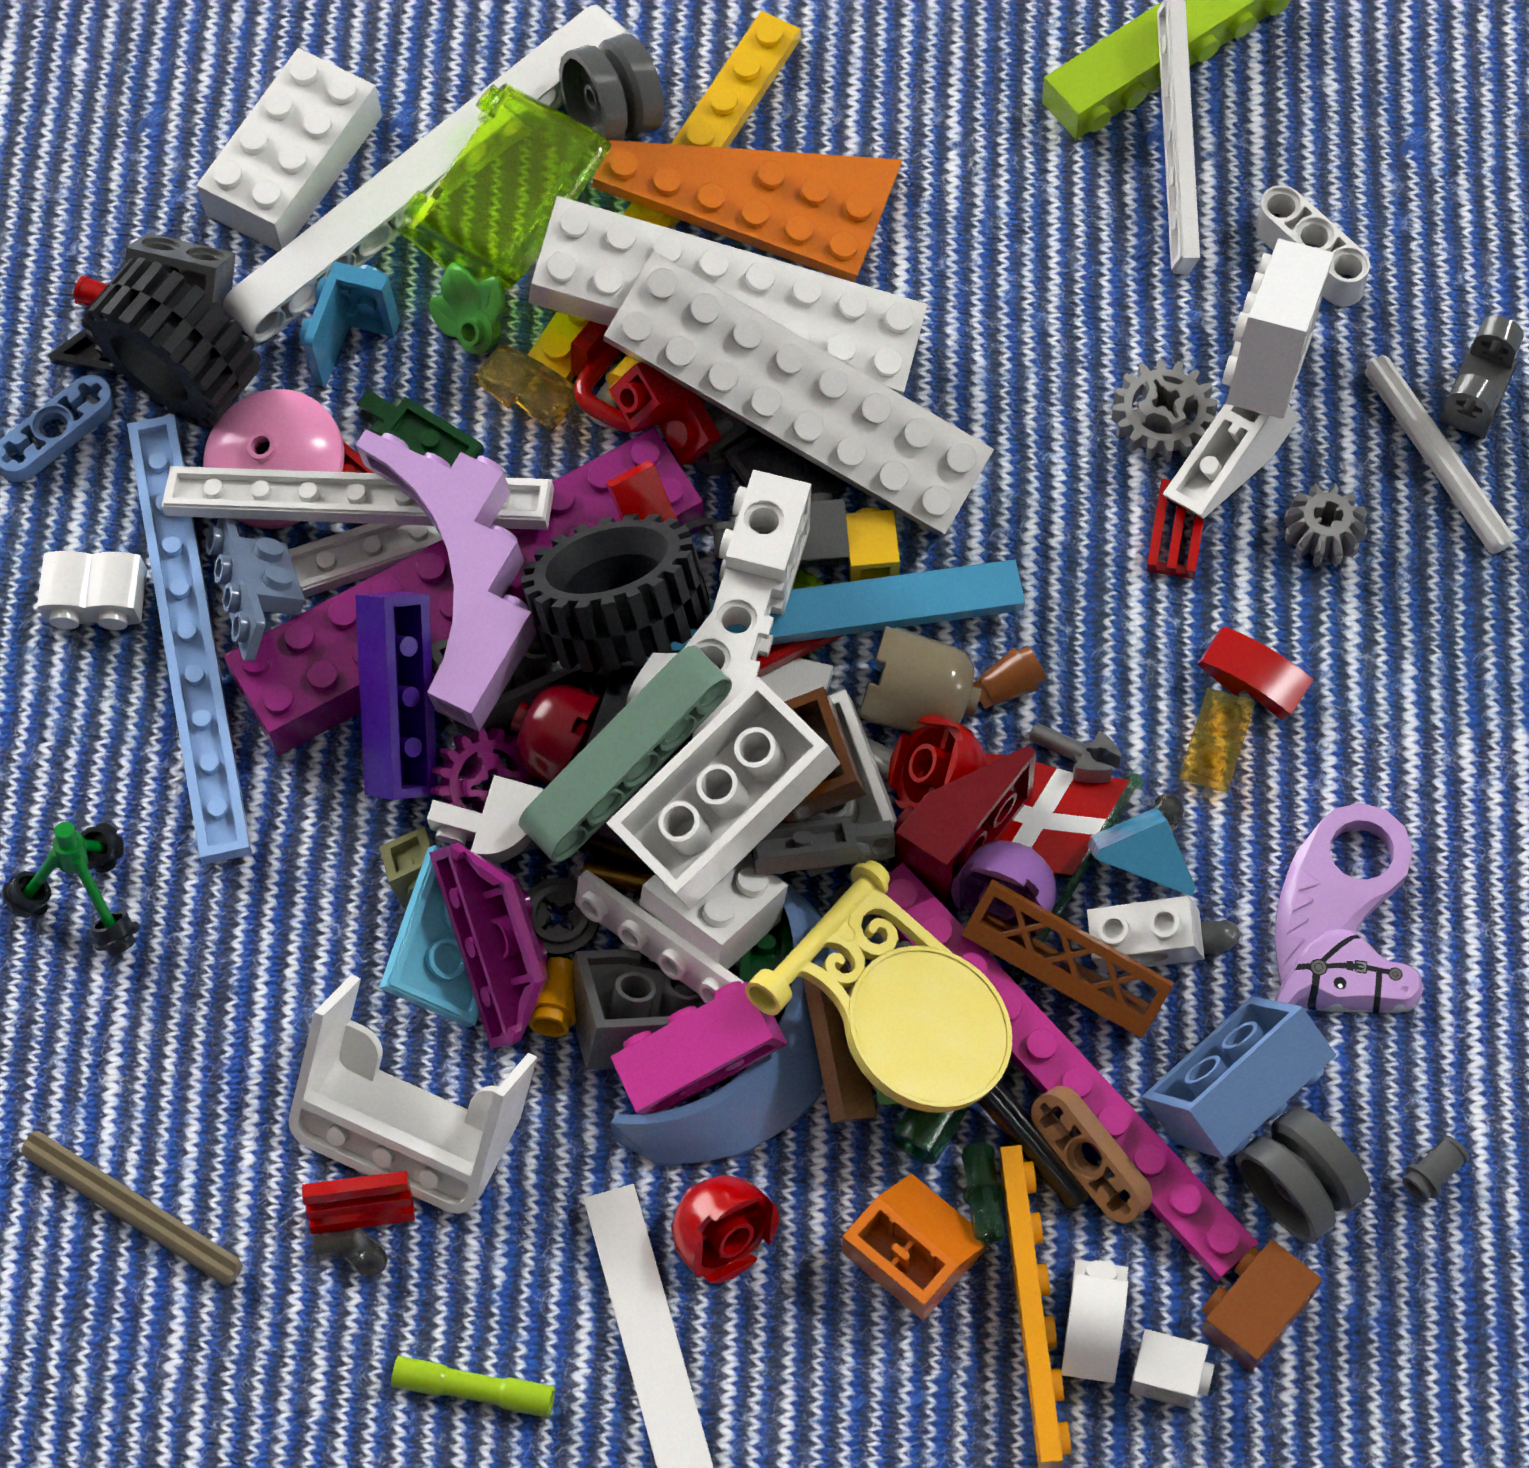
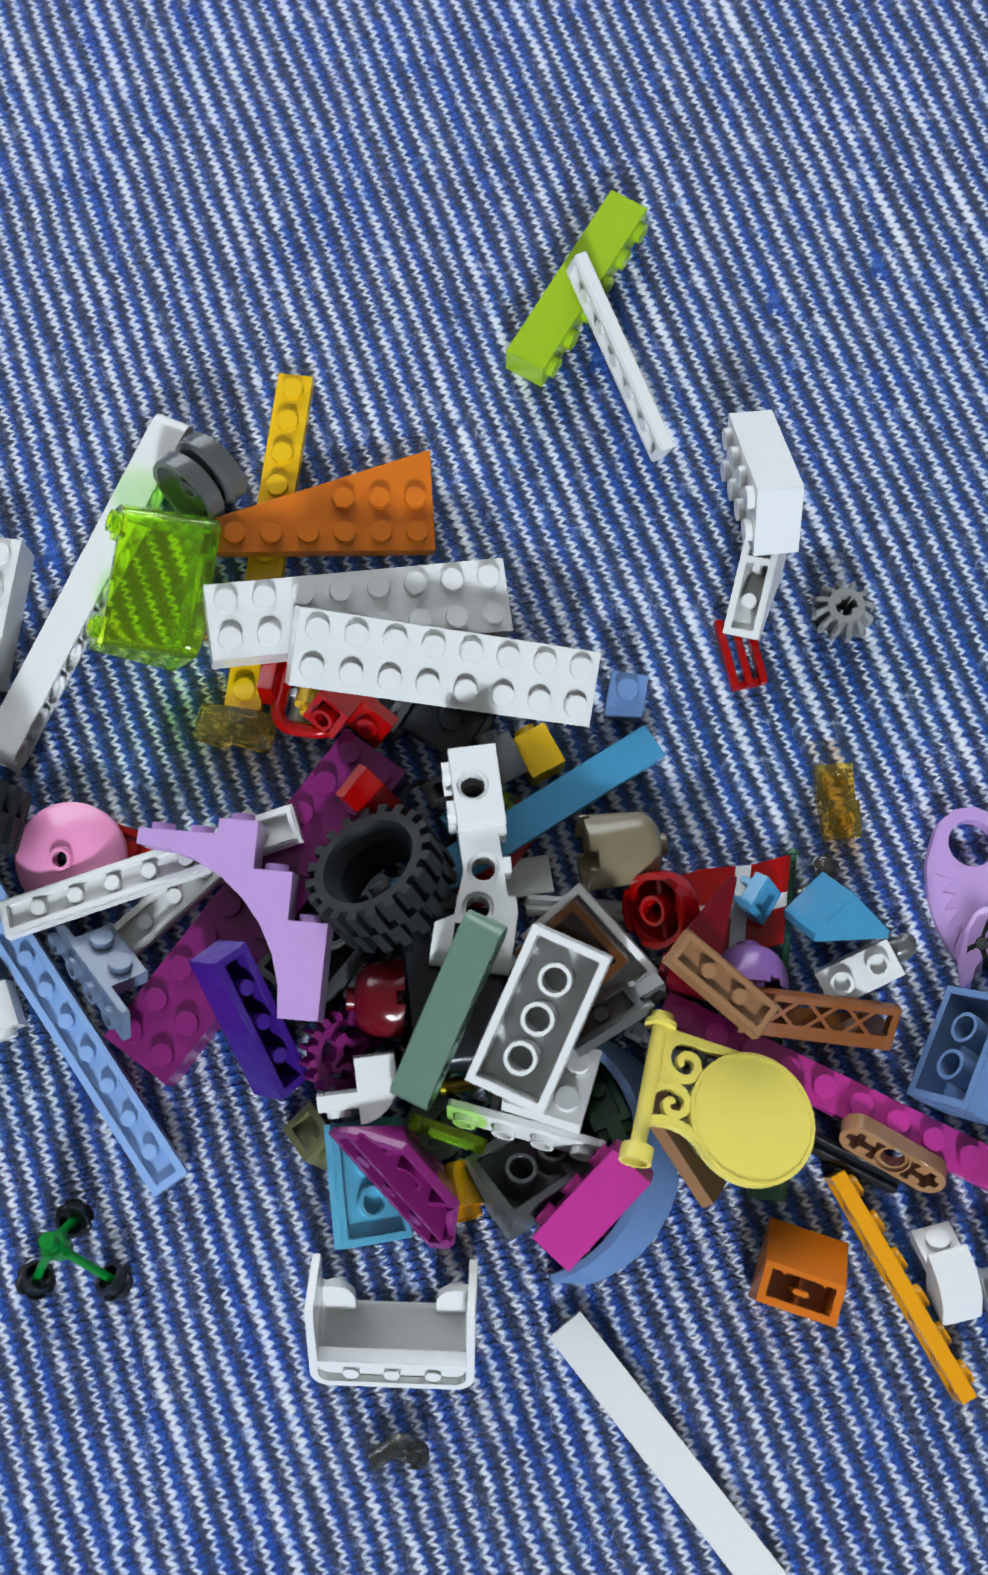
camera: 25 degrees left, 10 degrees up
(132, 1208) = (222, 1490): dark tan axle -> none
(346, 299) = (71, 715): dark azure bracket -> none
(362, 1206) = (388, 1415): red tile -> none
(417, 427) = (174, 797): dark green hinge -> none
(440, 1380) = (506, 1522): lime piece -> none
(469, 309) = (167, 686): bright green plate -> none
(567, 908) = (447, 1133): none -> clear neon green tile
(722, 1225) = (657, 1320): red cylinder -> none
(958, 856) = (720, 984): none -> medium nougat tile
(983, 1192) = (830, 1213): clear green axle -> none
(1008, 522) = (626, 697): none -> medium blue brick
(1010, 677) = (677, 811): dark orange cone -> none
(1062, 806) = (757, 898): none -> dark azure tile
(1083, 754) = (748, 848): flat silver bar -> none
(1175, 397) = (703, 582): light grey gear -> none
(1251, 666) = (838, 738): red slope -> none
(1309, 226) = (735, 391): white beam -> none
(1439, 454) = (893, 527): white axle -> none
(1484, 376) = (901, 461): dark grey piece -> none

